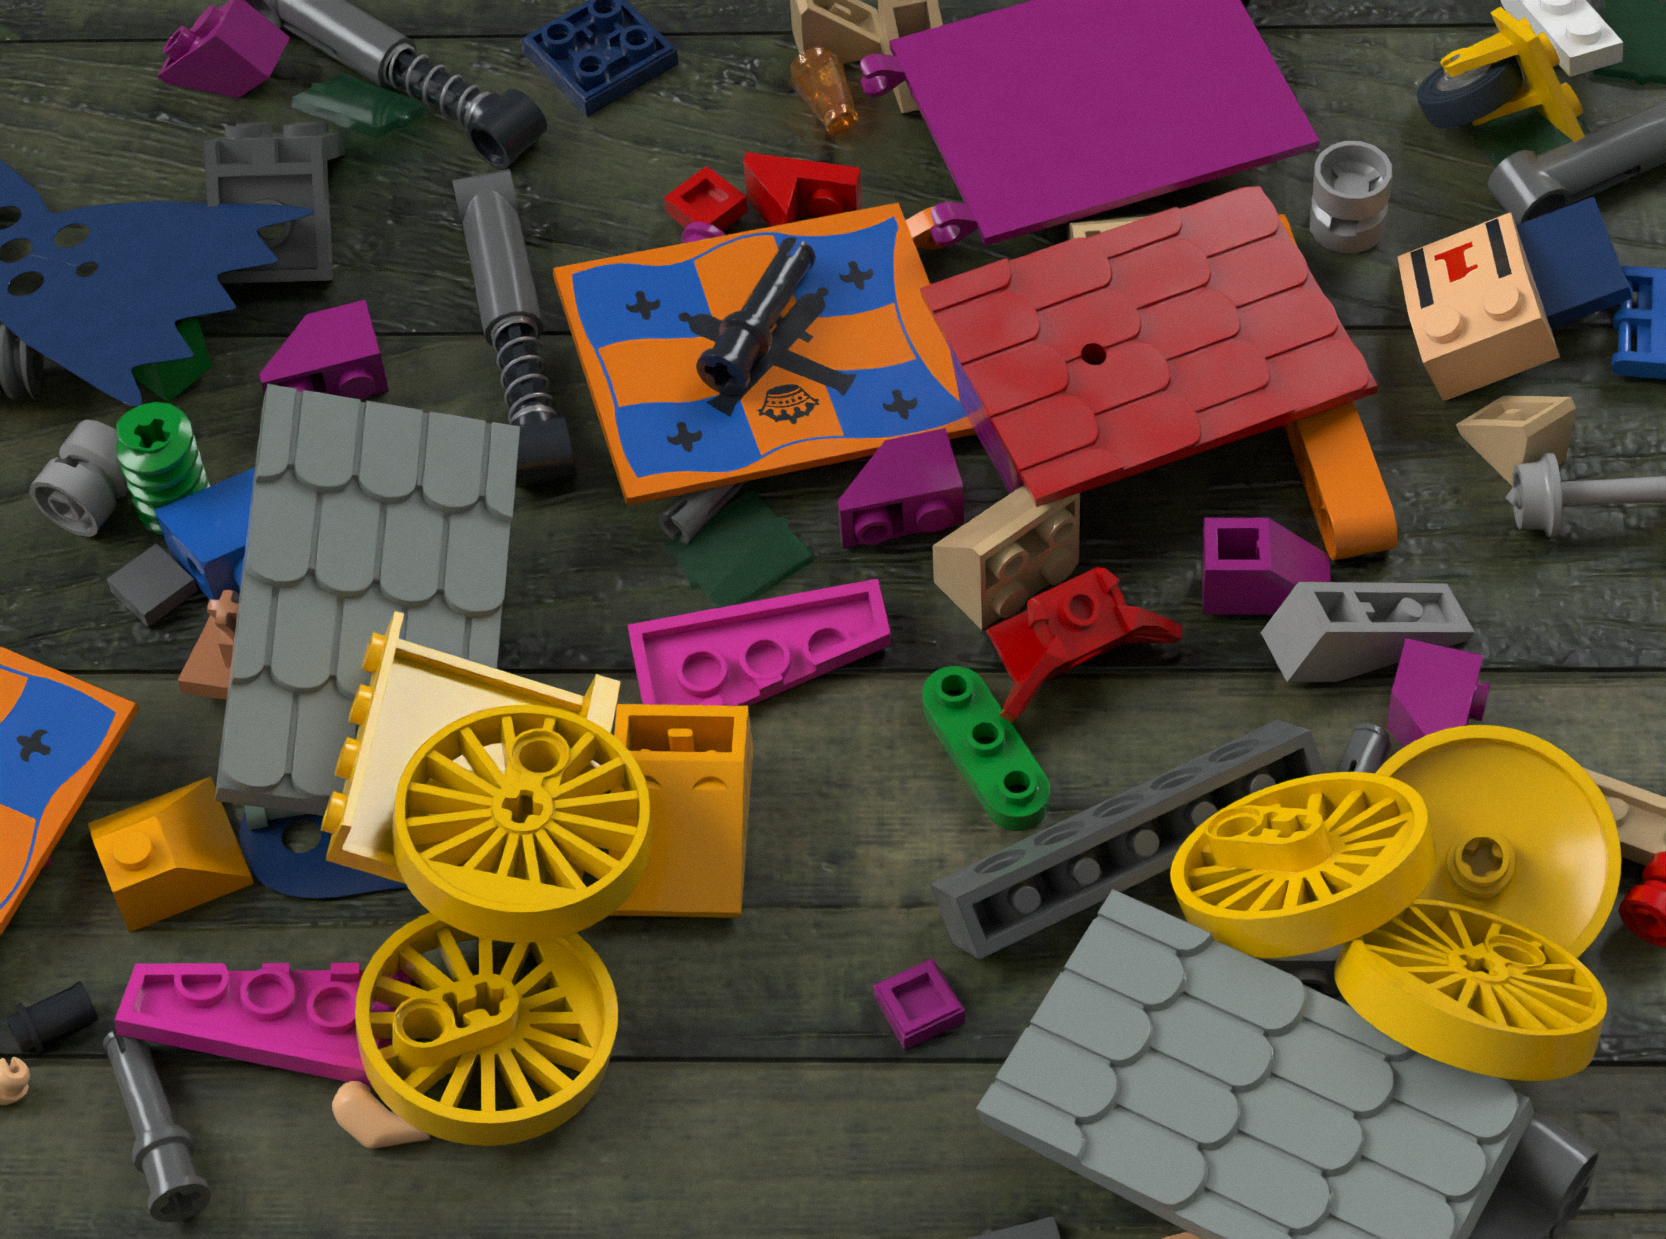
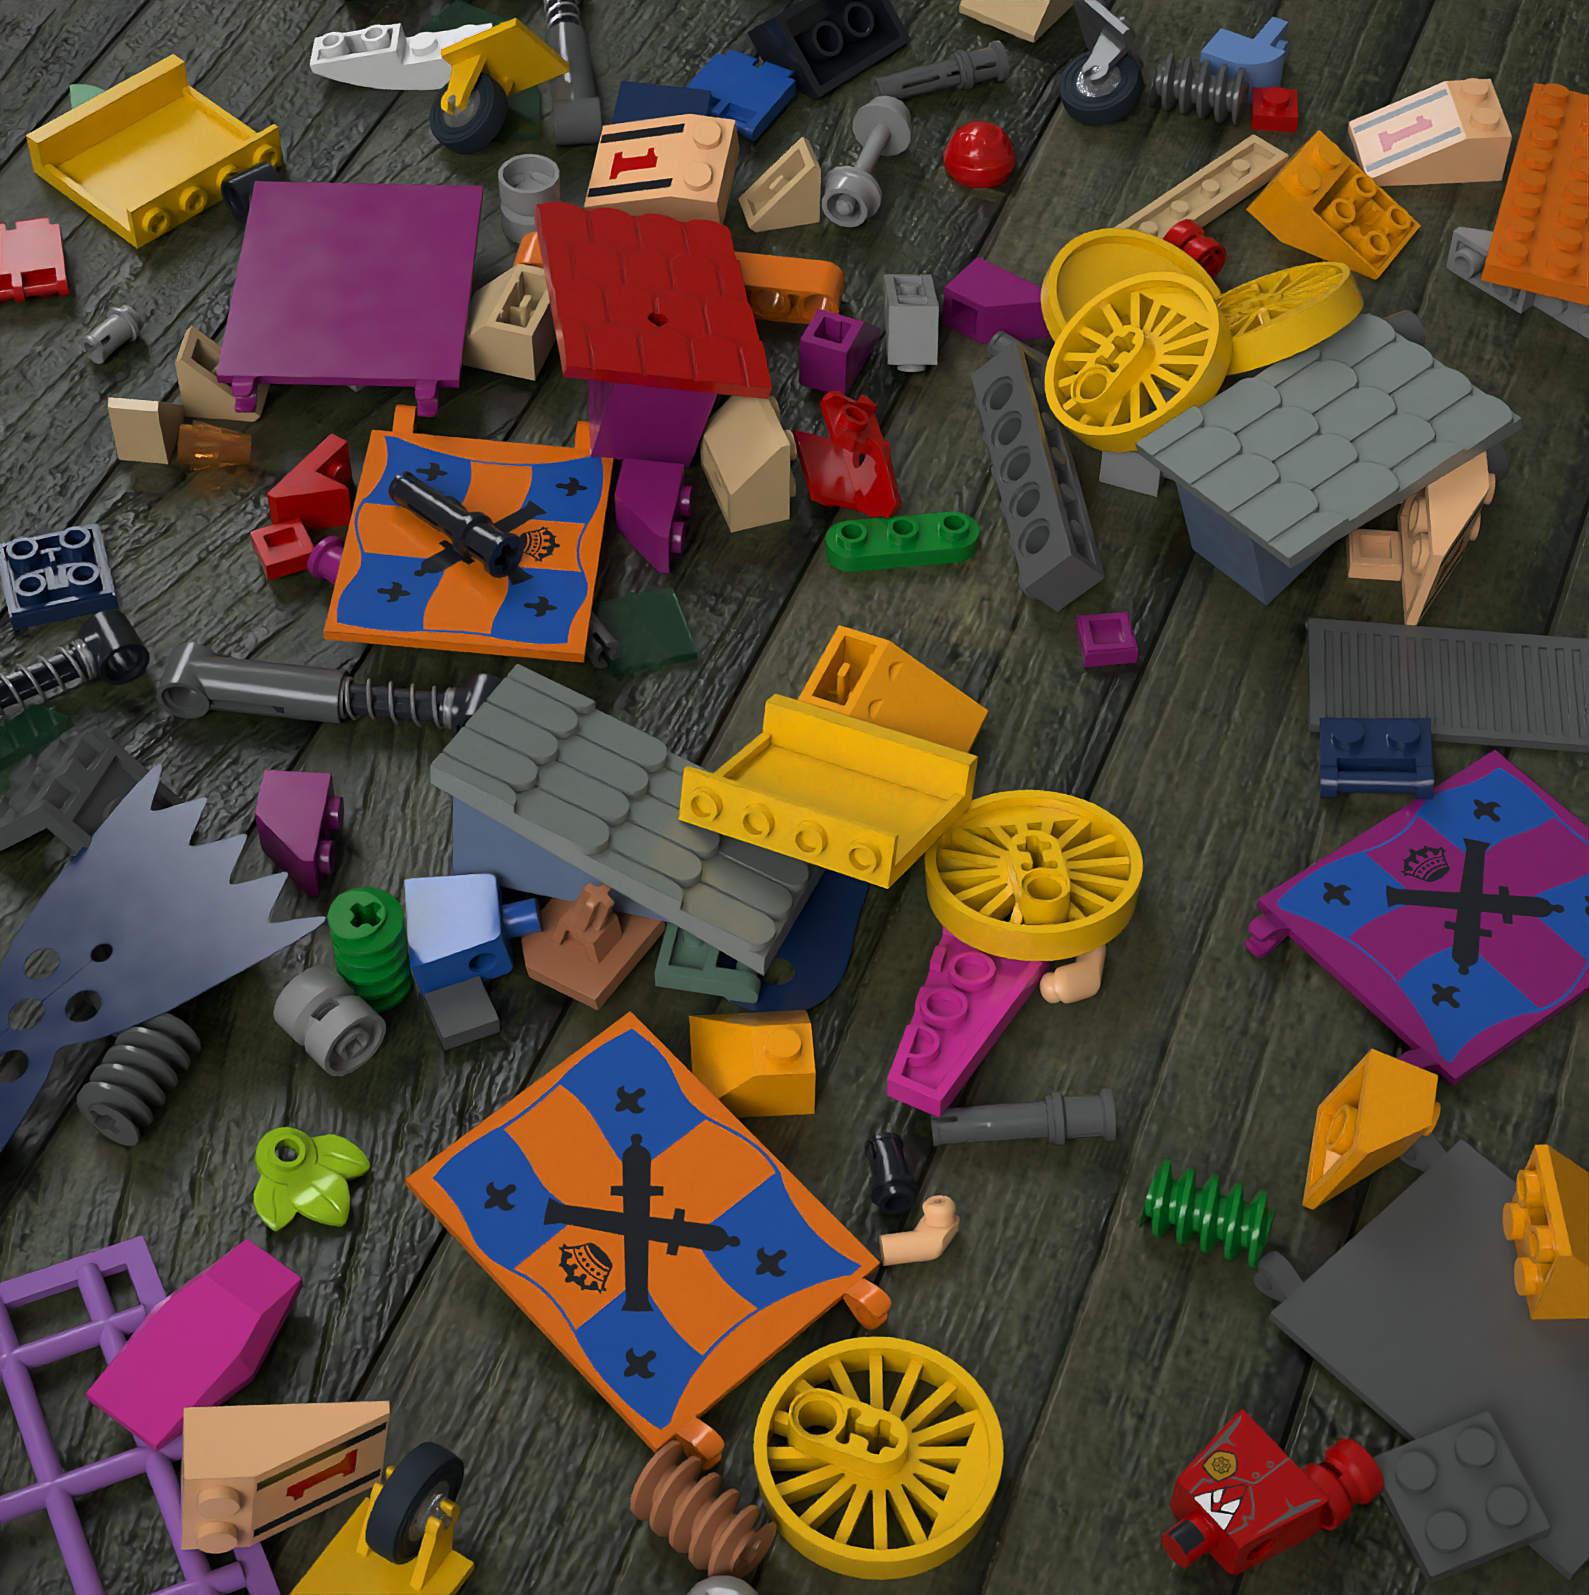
camera: 75 degrees left, 5 degrees down
(484, 823) = (965, 754): yellow piece -> none
(757, 646) = (750, 639): dark pink wing -> none

